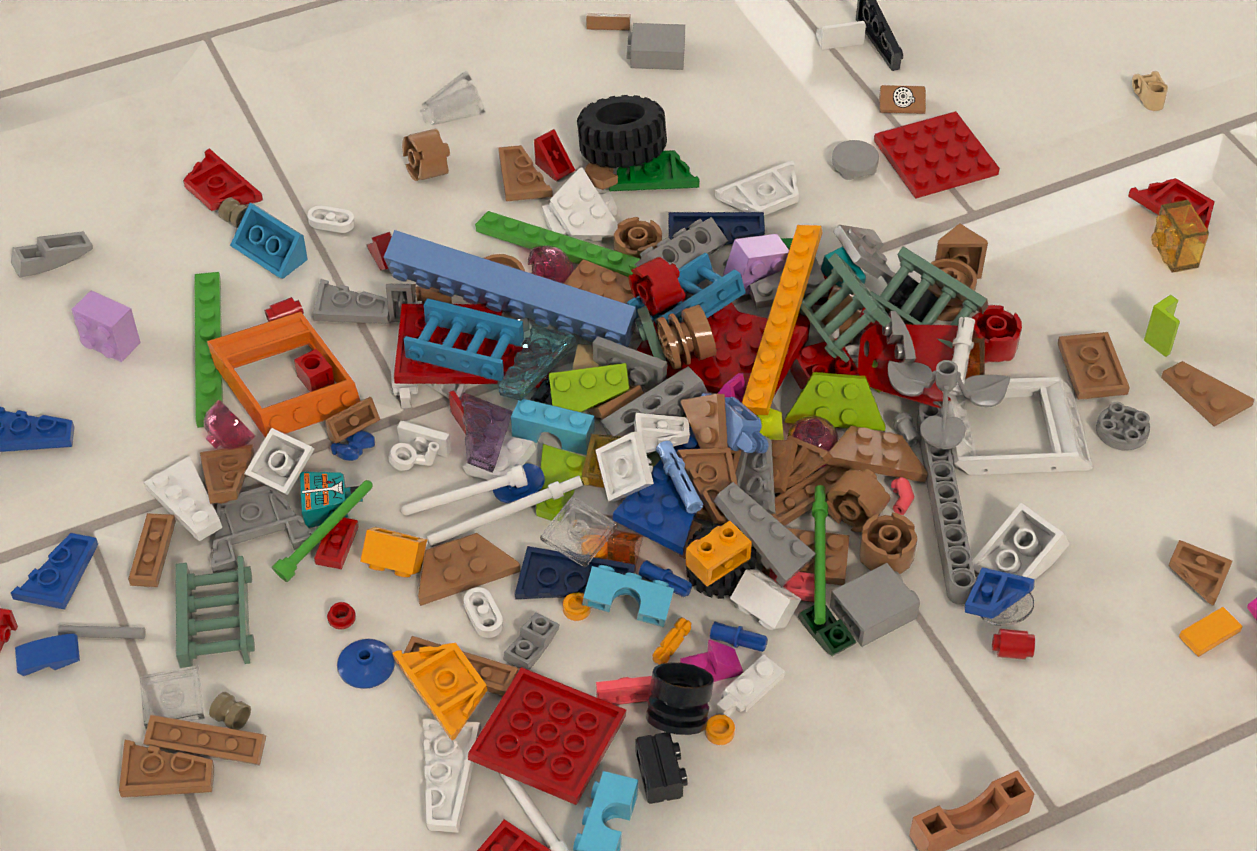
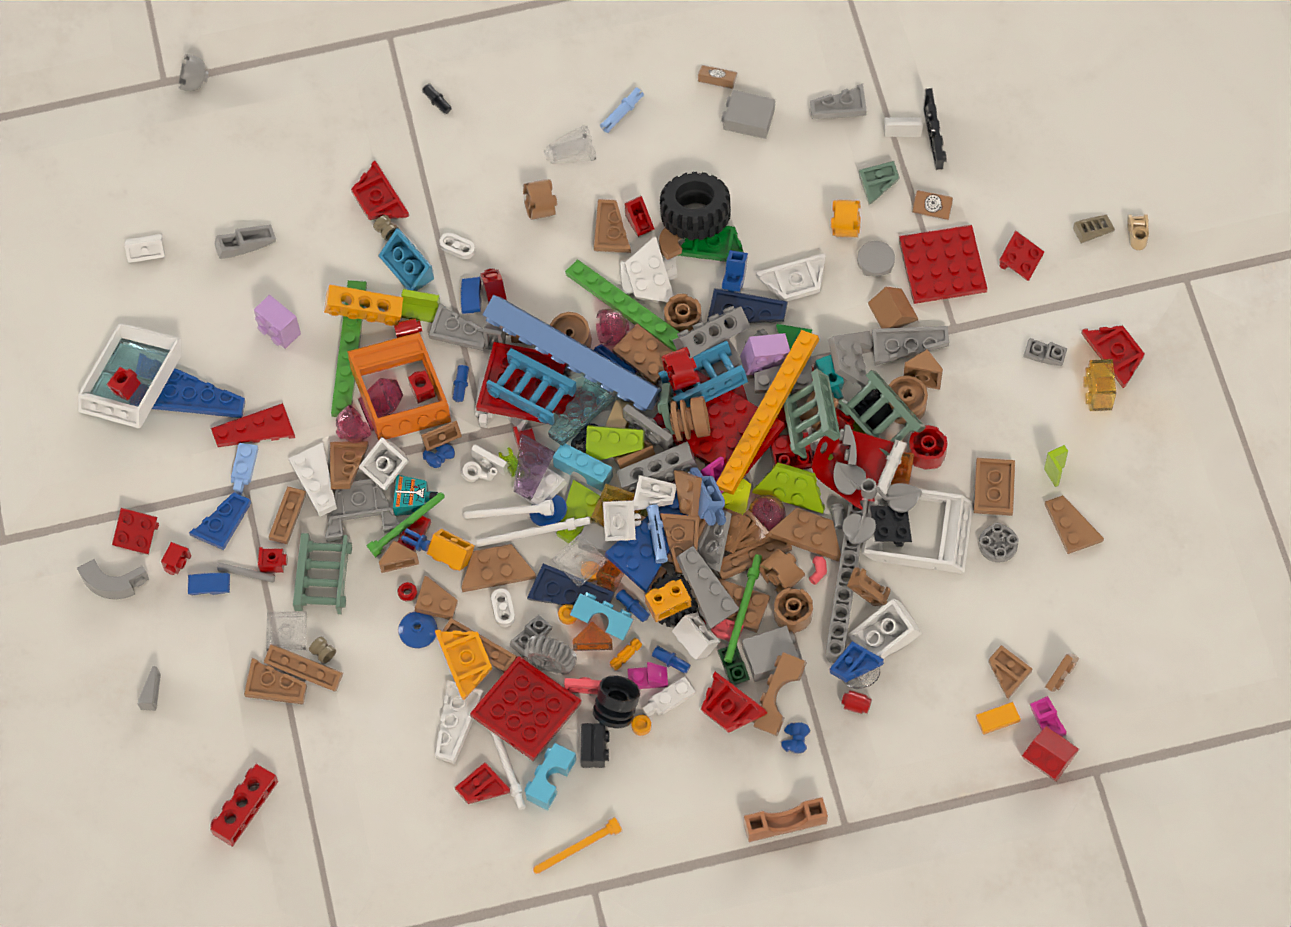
camera: 15 degrees right, 15 degrees up
(81, 501) = (243, 466): none -> light blue hinge
(101, 450) = (262, 425): none -> red wing
(137, 608) = (272, 565): none -> red brick
(219, 291) = (391, 304): none -> light orange brick
(268, 387) = (385, 398): none -> clear pink slope
(275, 83) = (436, 99): none -> black axle
(294, 282) = (419, 305): none -> lime panel
(320, 575) = (397, 557): none -> medium nougat slope
(341, 545) = (421, 544): none -> blue arm
(360, 266) = (470, 295): none -> blue slope
(366, 361) = (460, 383): none -> blue axle
(384, 621) = (435, 600): none -> medium nougat wing
(457, 437) = (511, 460): none -> clear neon green plate
(509, 57) = (626, 105): none -> light blue pin
(567, 655) = (550, 654): none -> light grey gear
(622, 629) = (592, 639): none -> clear orange slope
(689, 190) = (735, 271): none -> blue brick
(759, 27) = (845, 104): none -> light grey wing
(807, 121) = (846, 218): none -> light orange brick
(829, 85) = (878, 179): none -> sand green wing
(841, 678) = (729, 705): none -> red wing
(891, 205) = (892, 308): none -> medium nougat slope
(902, 682) = (788, 670): none -> medium nougat arch
(921, 233) = (899, 343): none -> light grey wing
(947, 697) = (799, 732): none -> blue piece
(979, 502) = (868, 588): none -> medium nougat hinge
(982, 425) = (891, 525): none -> black hinge
(1026, 131) = (1021, 256): none -> red hinge
(1095, 96) = (1086, 236): none -> dark tan slope
(1100, 221) = (1041, 352): none -> light grey slope

